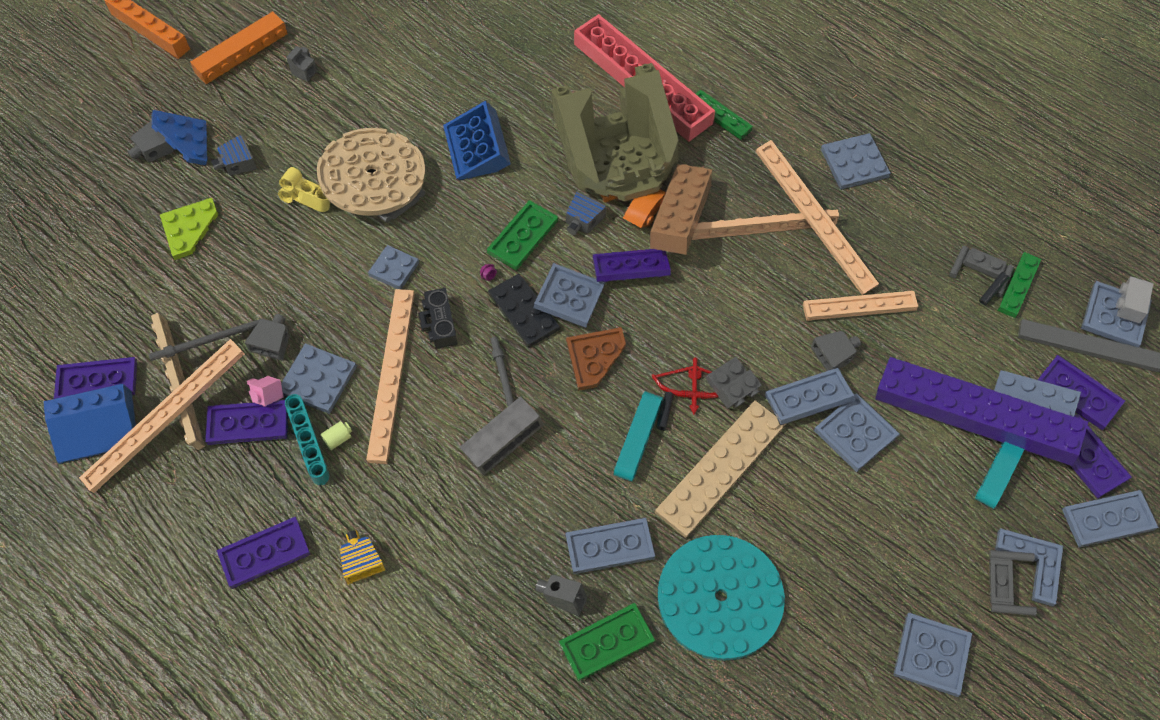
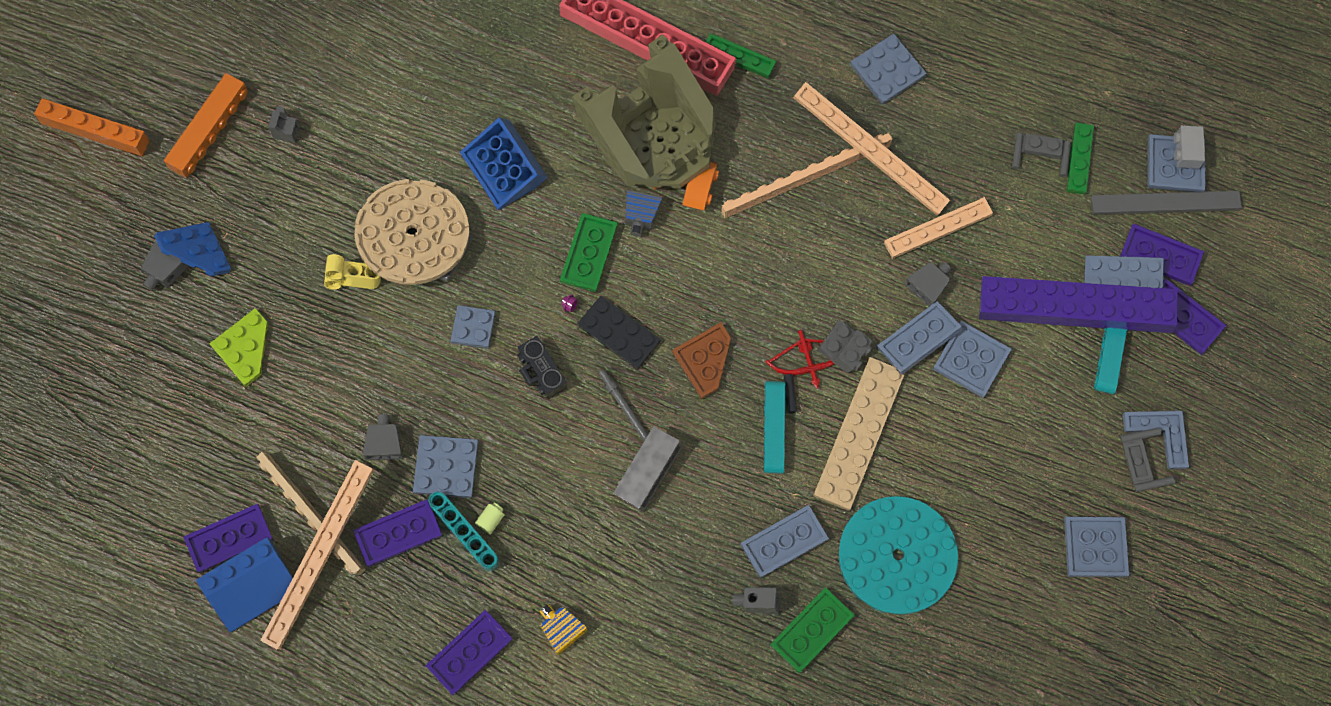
camera: 20 degrees left, 10 degrees up
(170, 351) = (295, 488): dark grey bar -> none
(234, 157) = (259, 255): dark grey torso -> none
(265, 390) = (403, 497): bright pink brick -> none
(390, 377) = (516, 440): light nougat plate -> none
(569, 295) = (659, 304): sand blue plate -> none
(630, 265) = (707, 253): dark purple plate -> none
(681, 209) = (738, 180): medium nougat brick -> none
(994, 288) = (1057, 172): black piece -> none
(1109, 518) = (1216, 371): sand blue plate -> none

